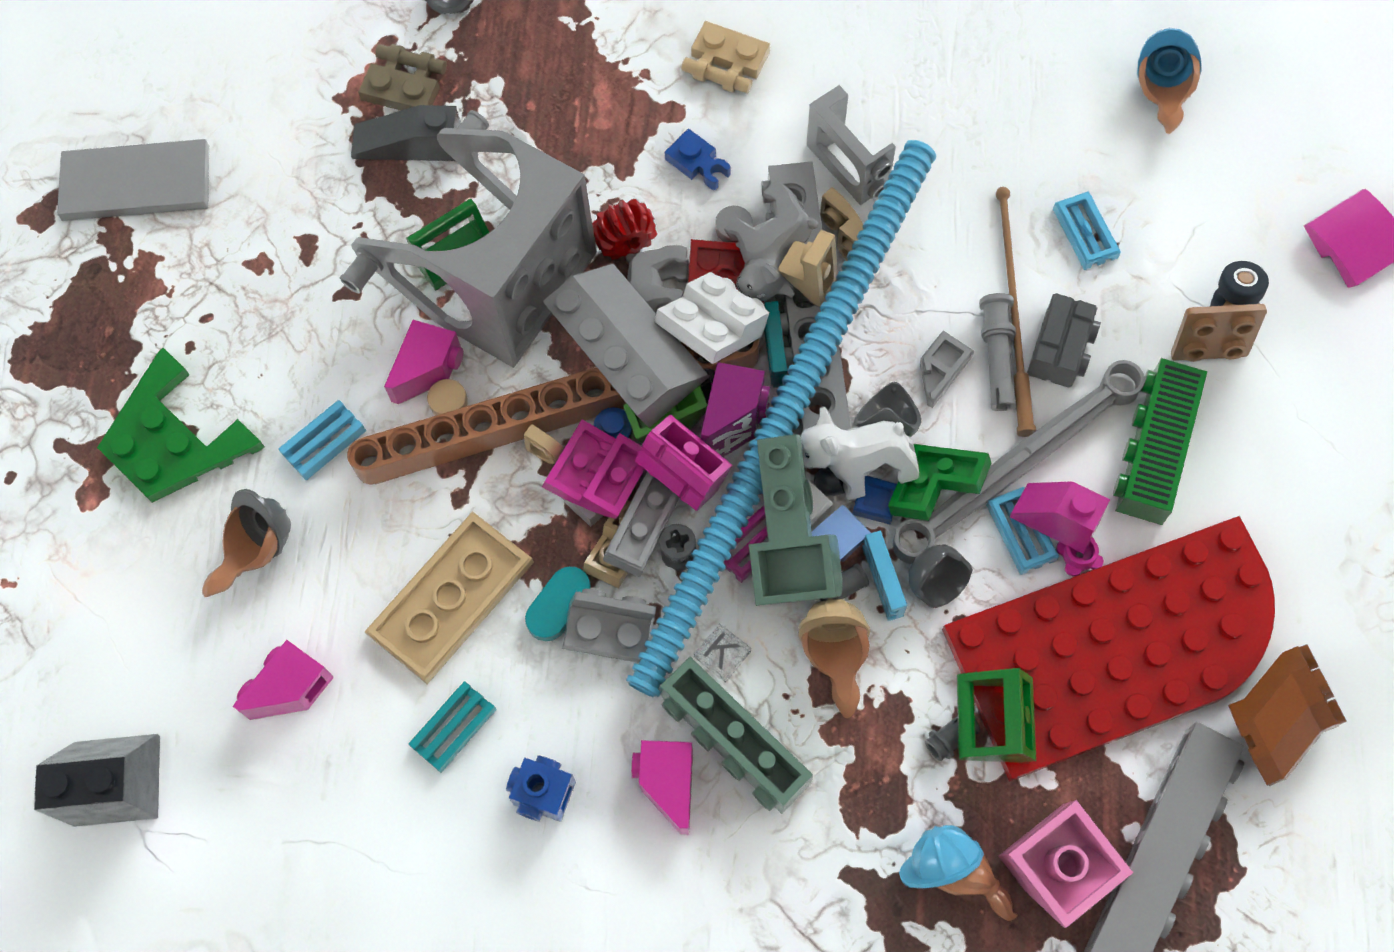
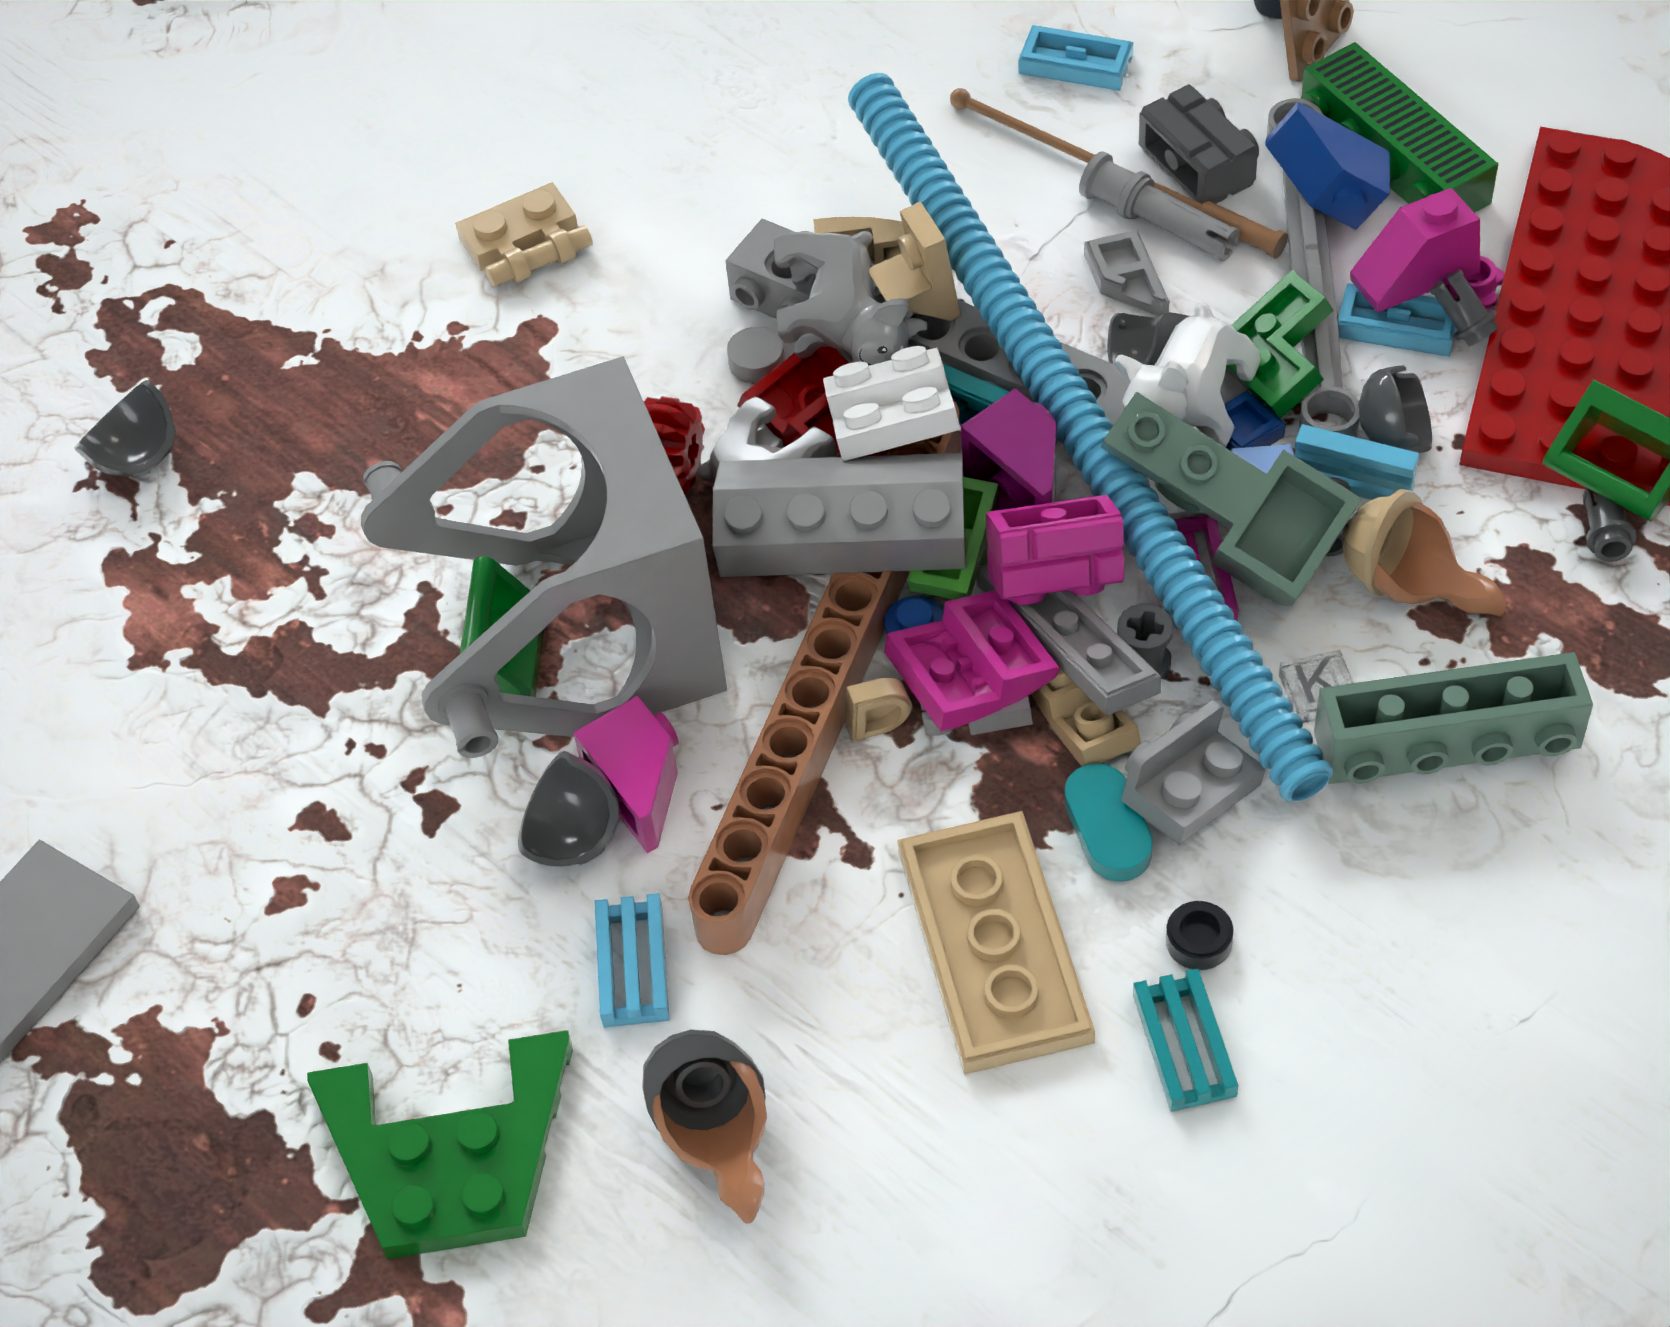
camera: 50 degrees left, 15 degrees down
(285, 684) = (967, 1196): dark pink slope -> none
(371, 354) = (569, 814): none -> dark grey helmet
(397, 88) = (202, 583): dark tan plate -> none
(405, 134) = (289, 601): dark grey slope -> none
(446, 396) = (707, 780): tan tile -> none
(521, 693) = (1199, 935): none -> black tile
(551, 799) = (1363, 970): blue brick -> none
(666, 779) = (1456, 832): dark pink slope -> none
(696, 156) = (630, 337): blue plate -> none
(827, 127) = (812, 156): light grey panel -> none
(1046, 563) = (1466, 311): none -> dark grey pin
(1092, 423) = (1331, 165): none -> blue slope

